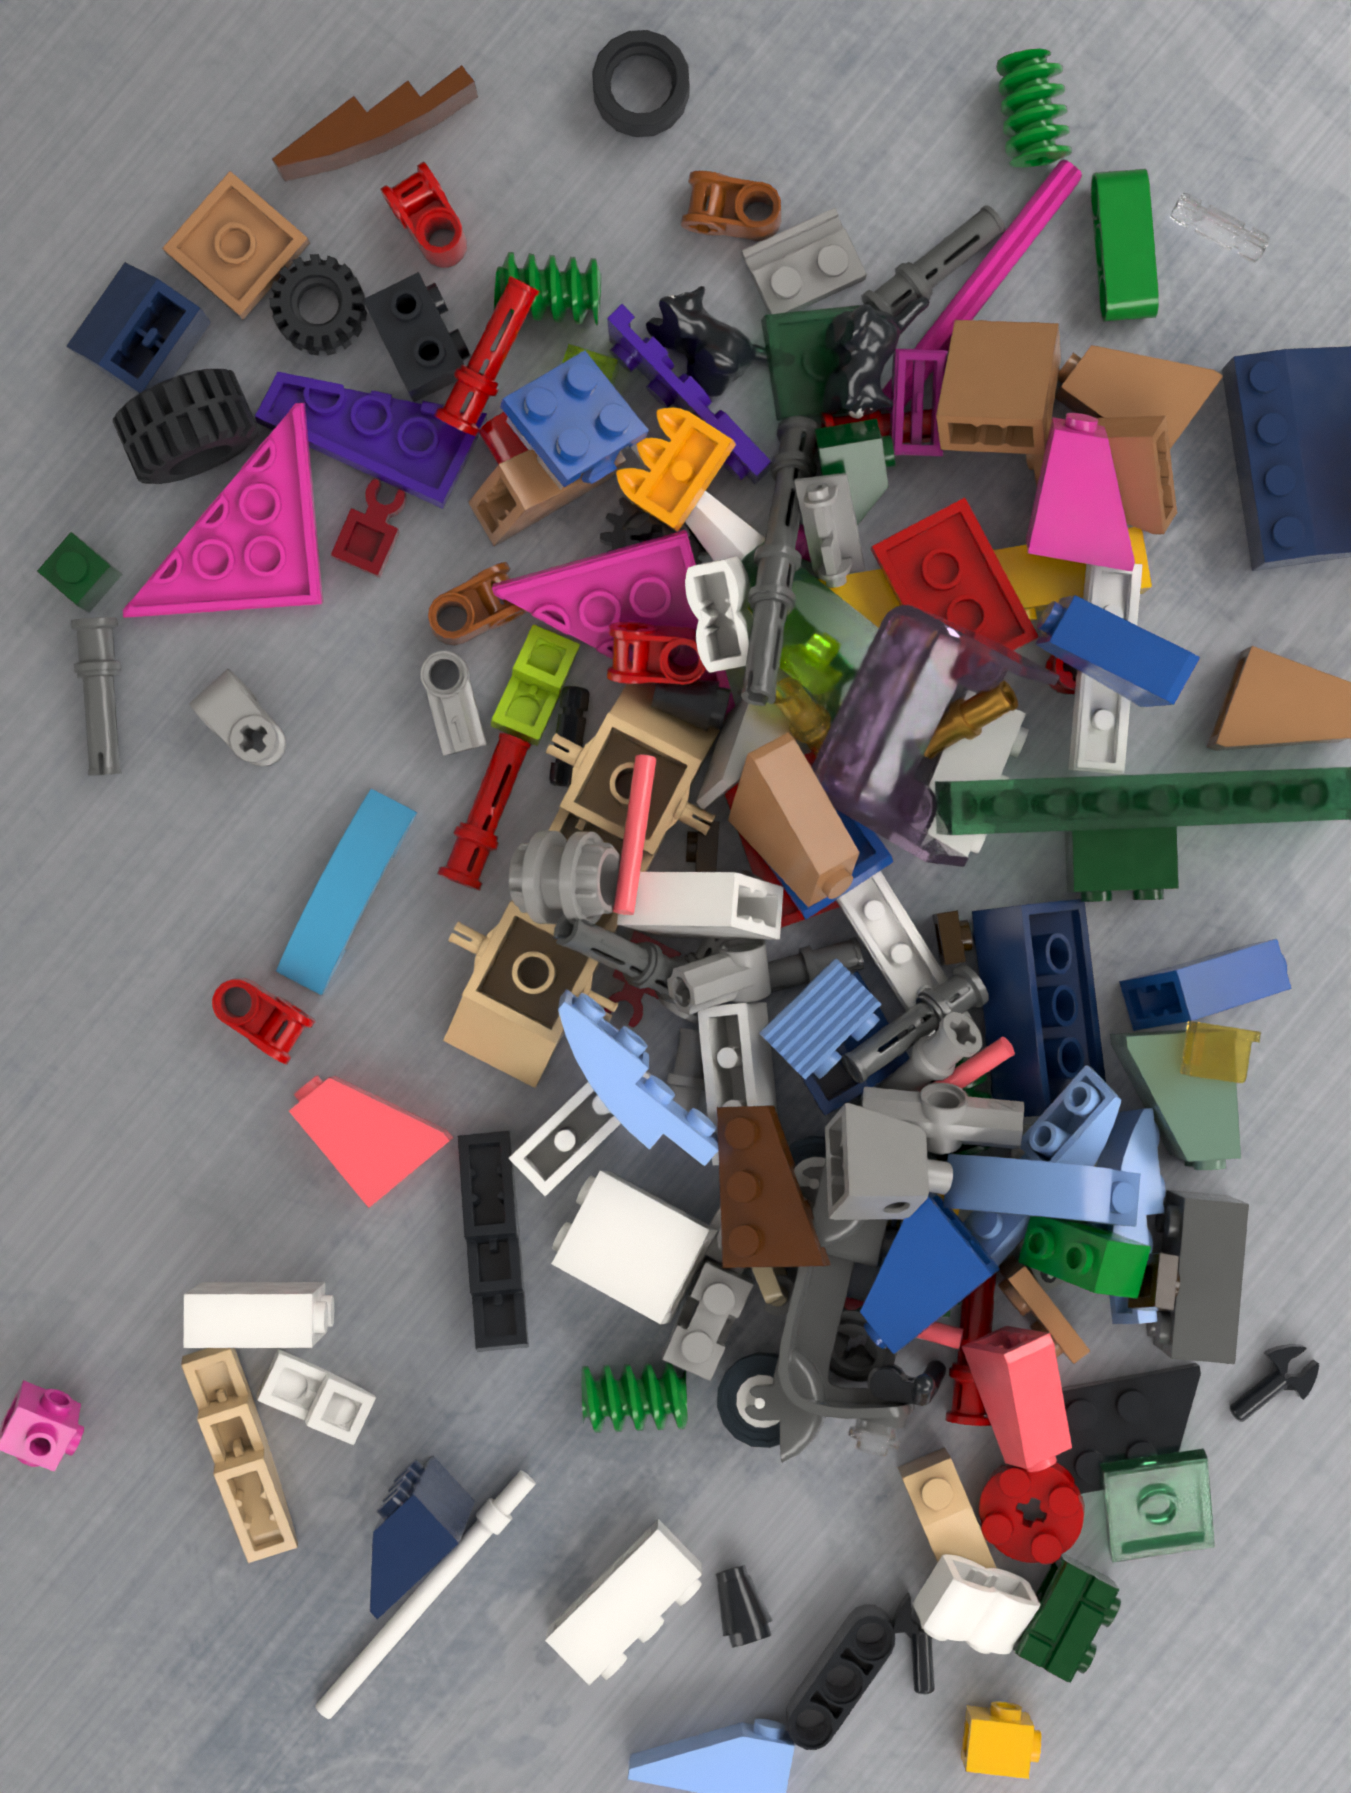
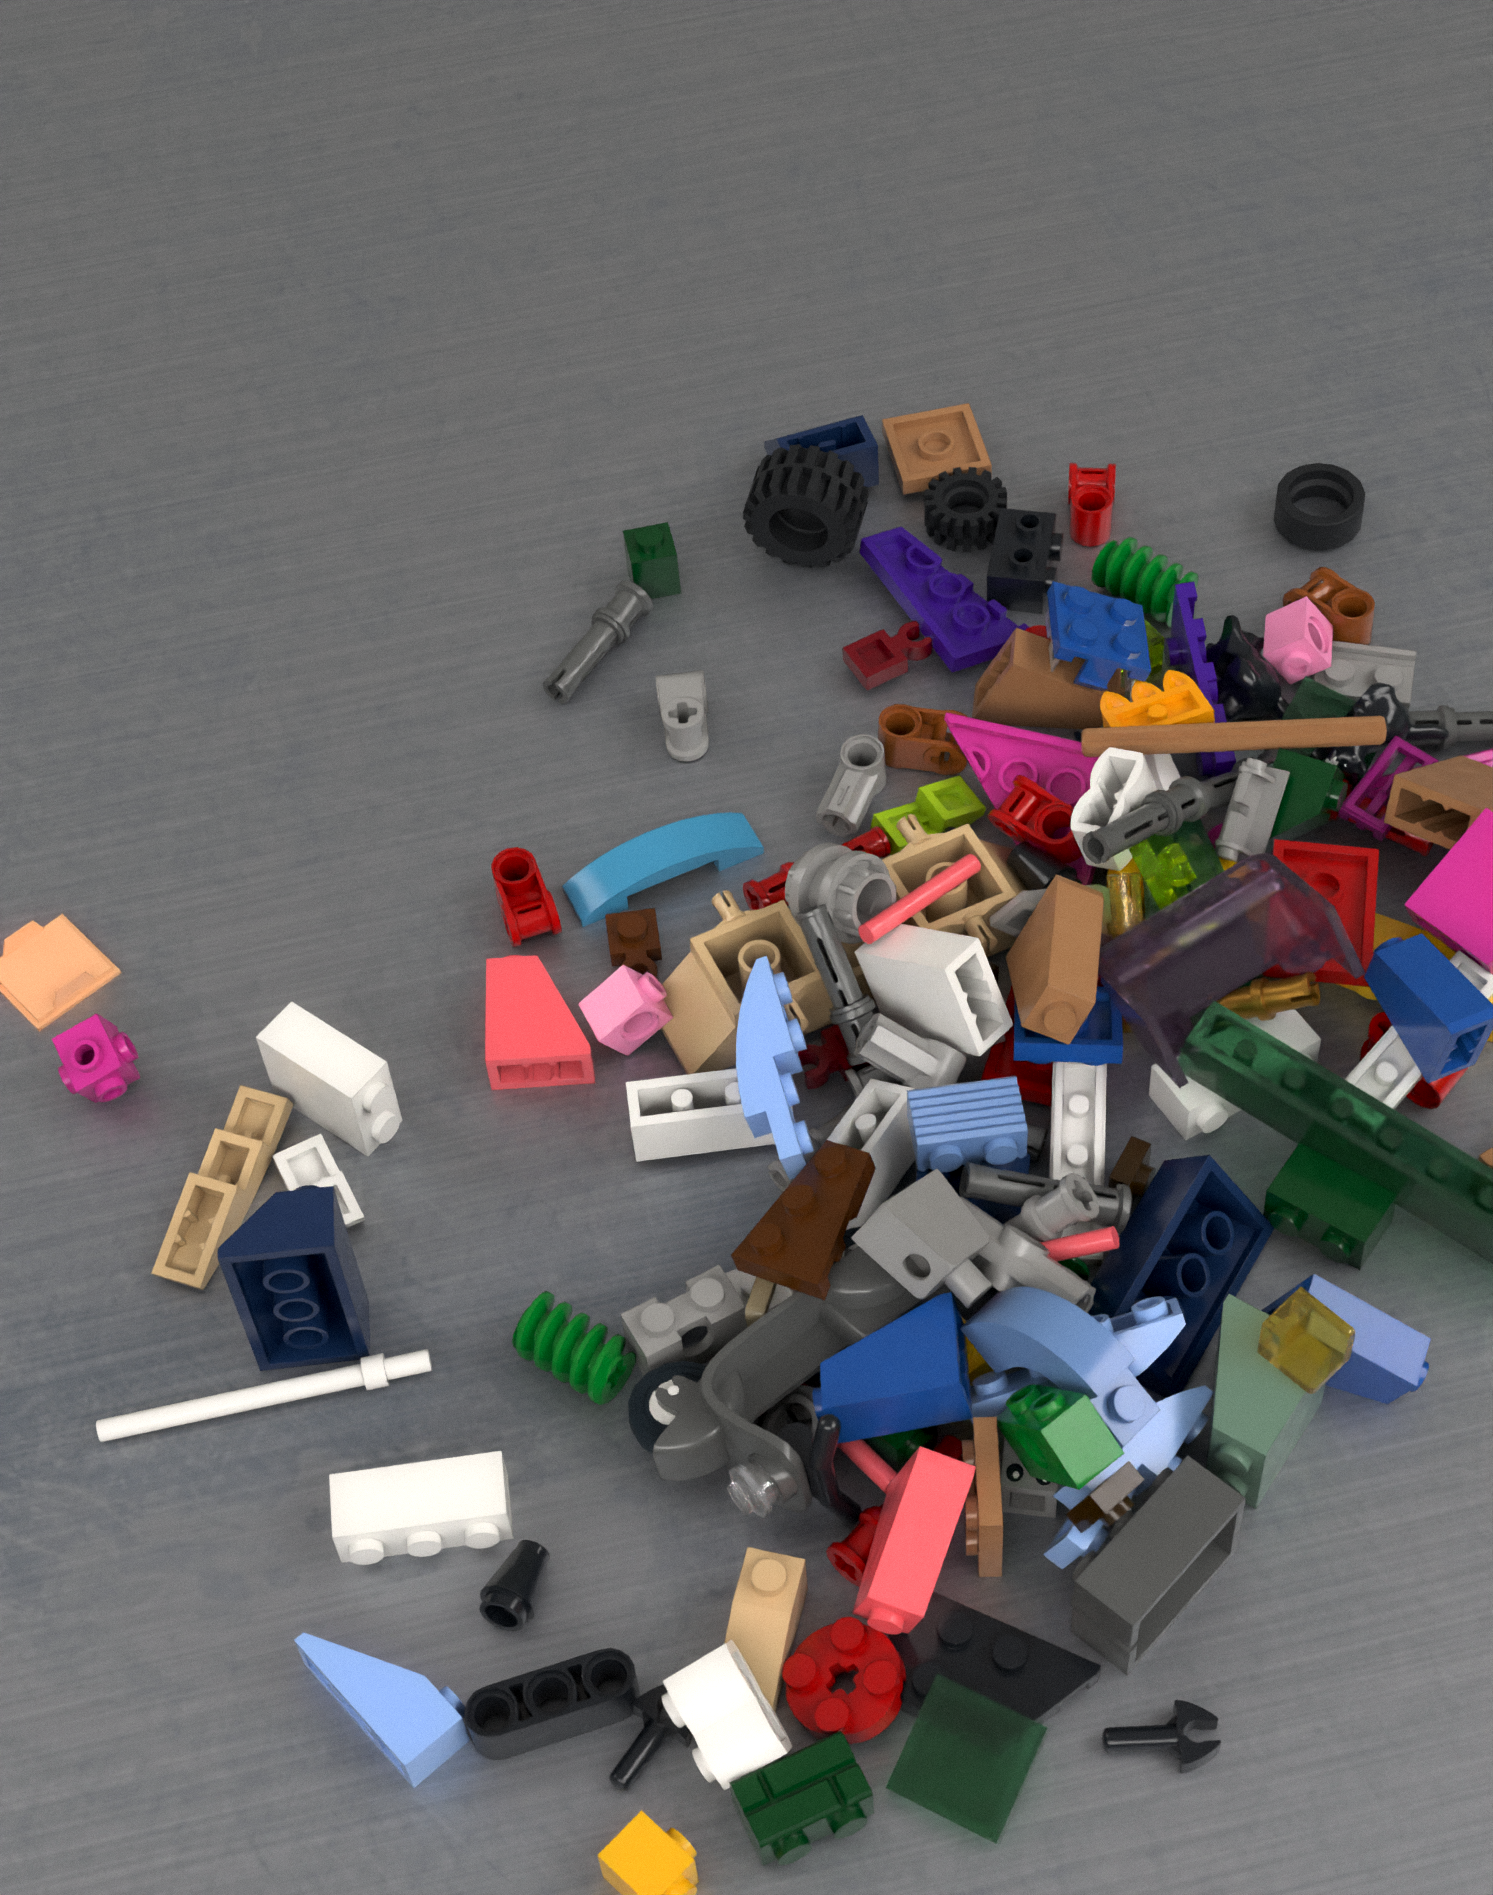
camera: 40 degrees right, 35 degrees down
(253, 540) = (790, 614): dark pink tile -> none
(355, 135) = (1082, 432): reddish brown slope -> none
(382, 985) = (634, 940): none -> reddish brown plate
(440, 1071) = (626, 1009): none -> bright pink brick
(493, 1241) = (556, 1171): black slope -> none
(518, 297) = (1032, 597): red pin -> none
(632, 1246) = (668, 1226): white brick -> none
(732, 276) = (1298, 640): none -> bright pink brick
(772, 464) = (1236, 736): none -> medium nougat axle

